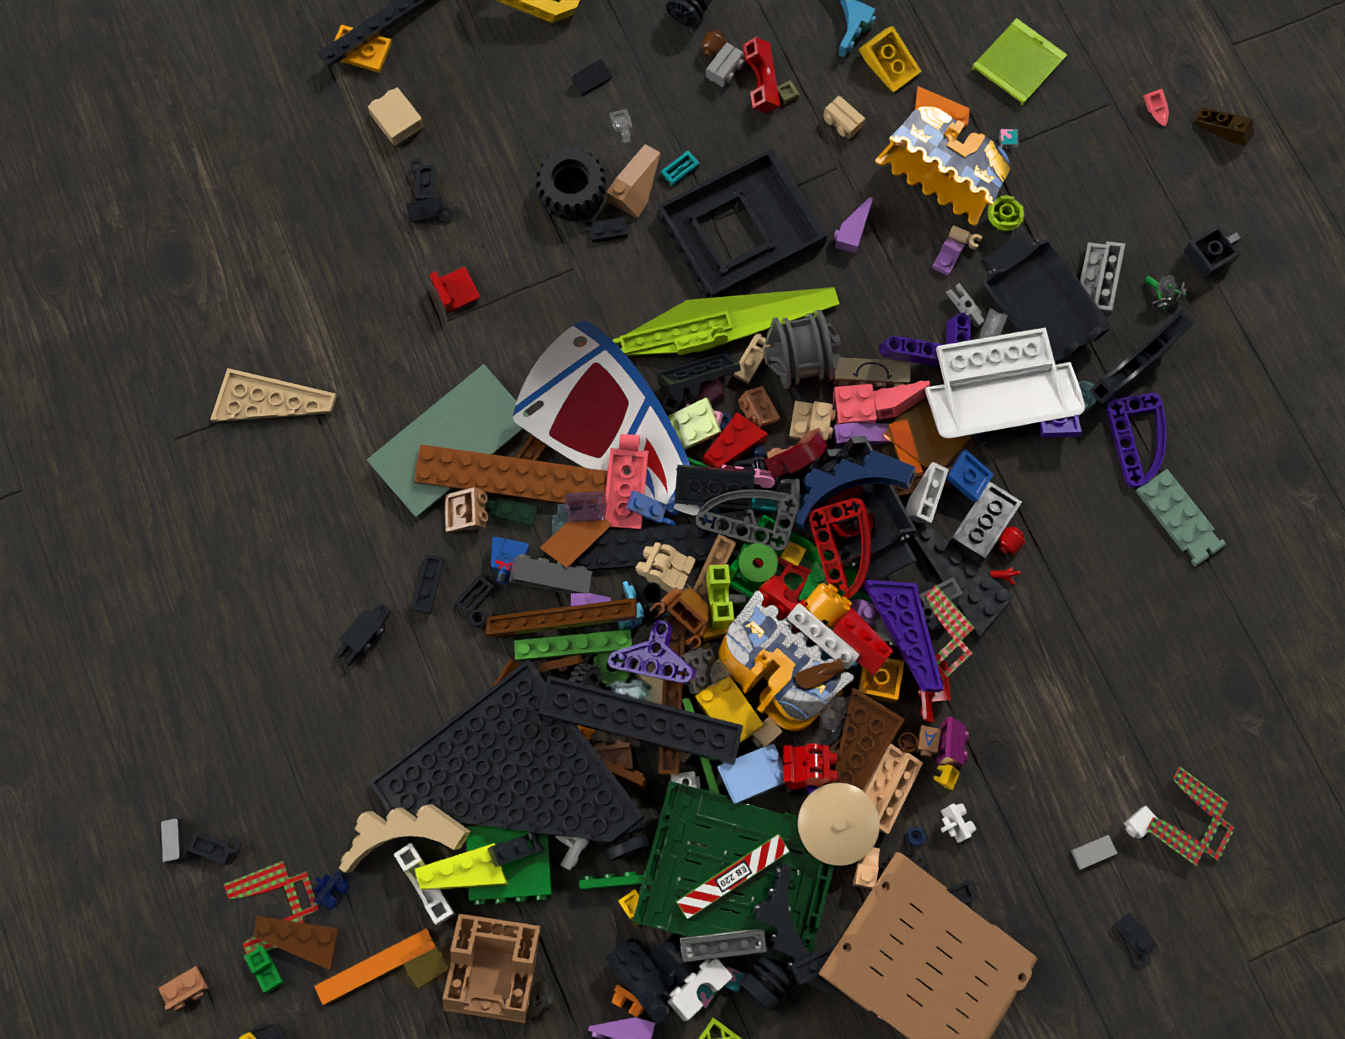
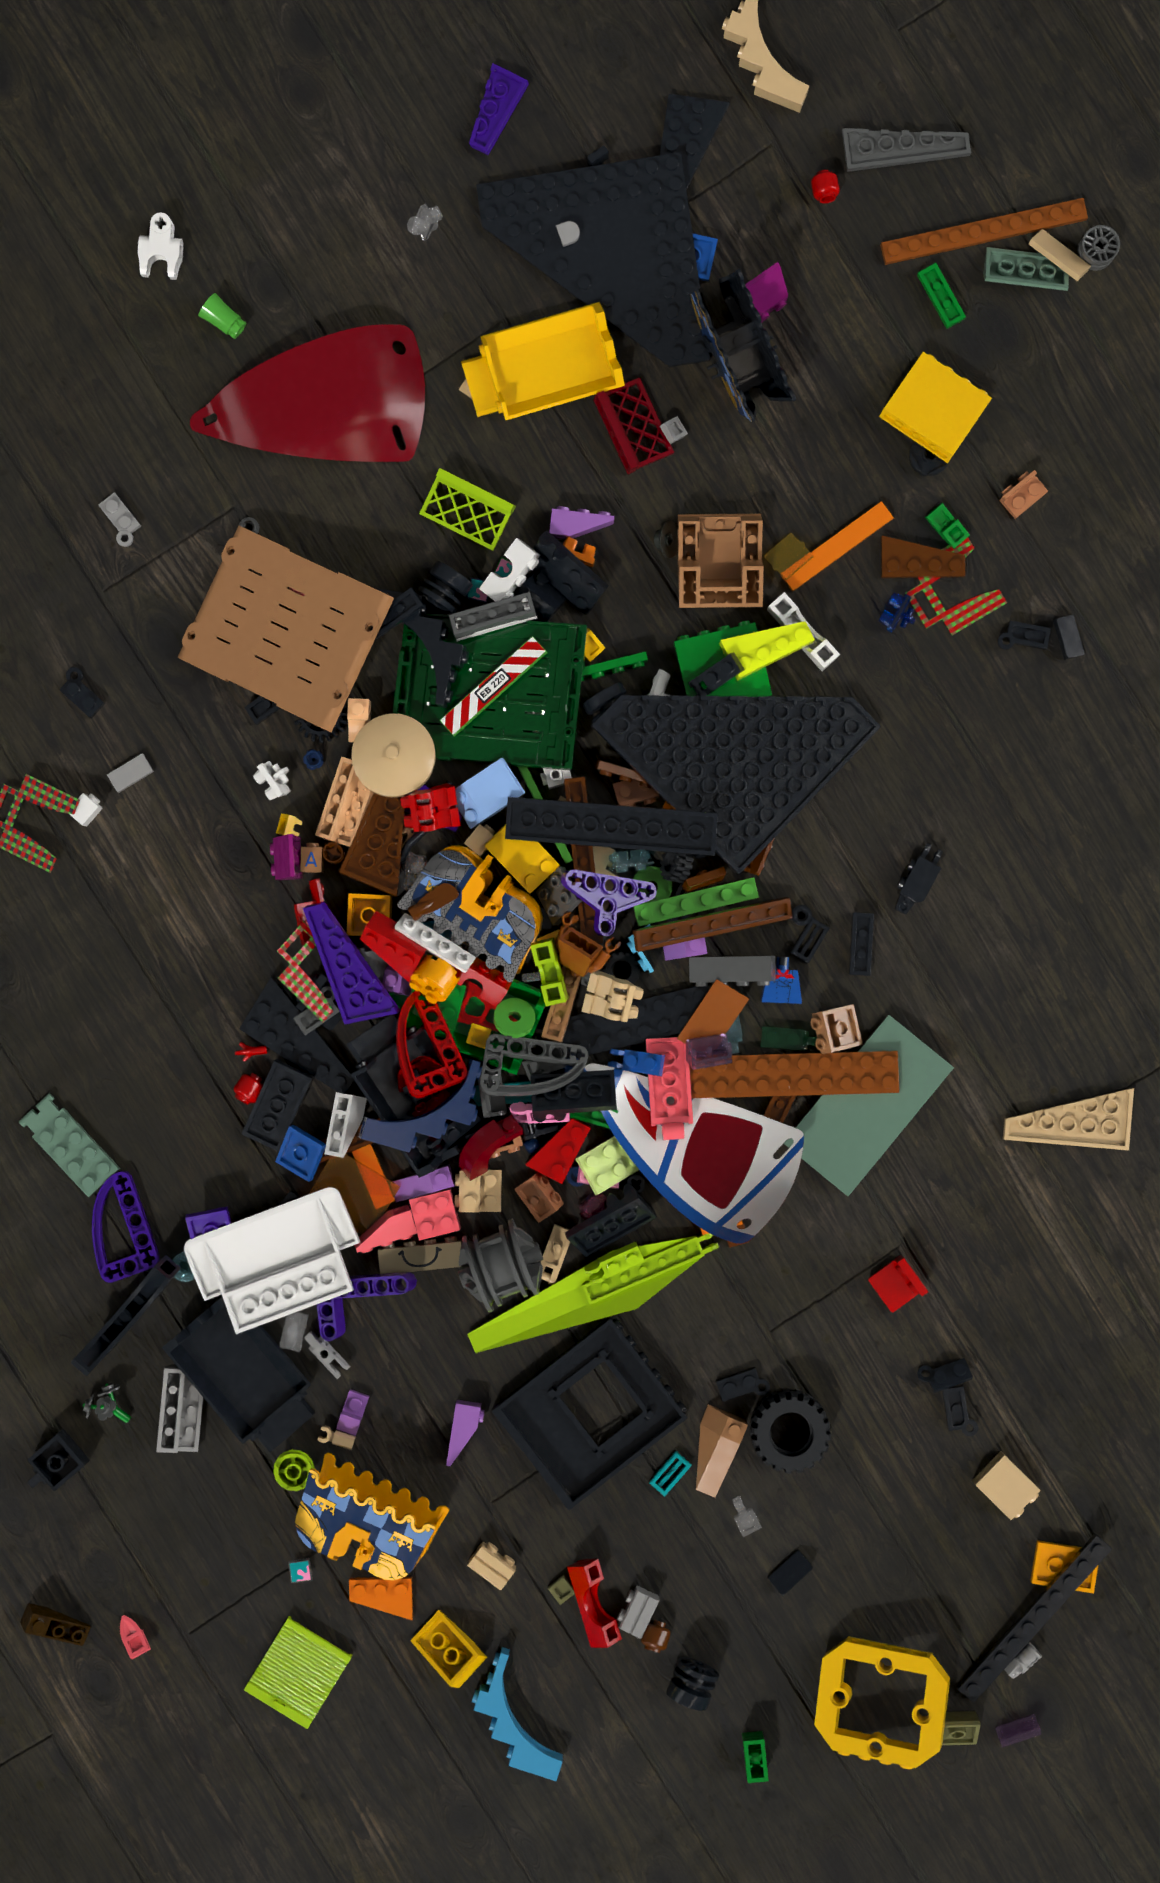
camera: 170 degrees right, 15 degrees up
(375, 831) = (810, 688): tan arch -> none
(719, 672) = (538, 892): clear tile -> none

